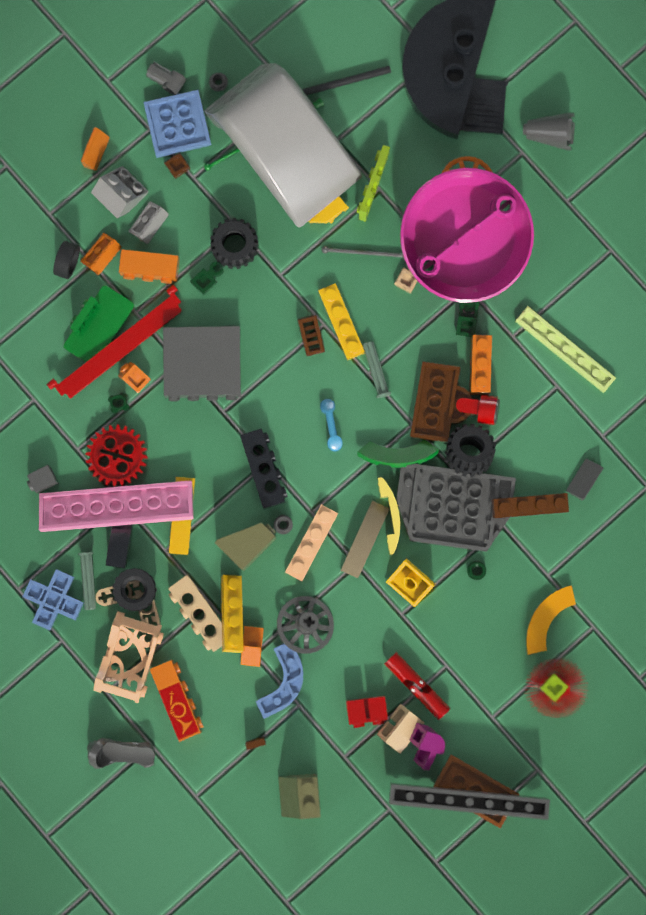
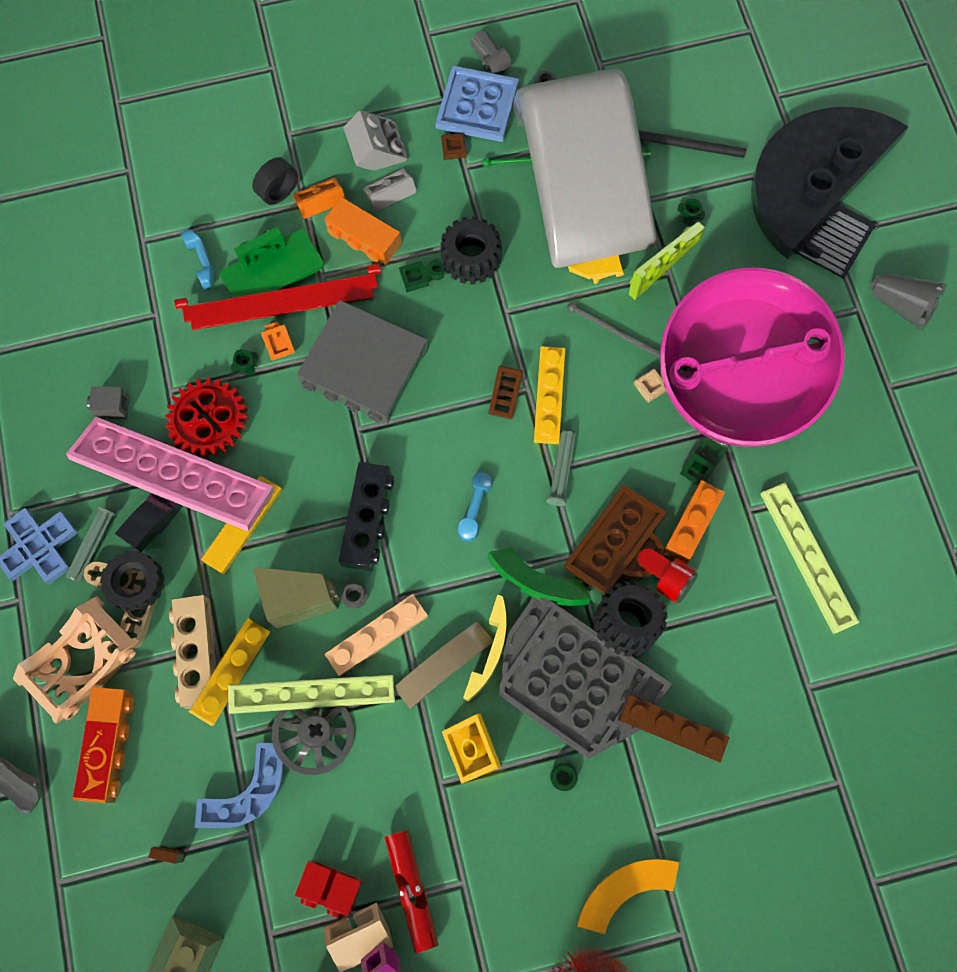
camera: 30 degrees right, 10 degrees down
(29, 333) = (206, 274): none -> dark azure bar
(95, 149) = (373, 89): orange slope -> none
(252, 646) = (231, 730): orange slope -> none
(292, 601) = (310, 694): none -> yellowish green tile
(373, 139) = (693, 205): none -> dark green plate
(584, 479) = (760, 731): dark grey slope -> none

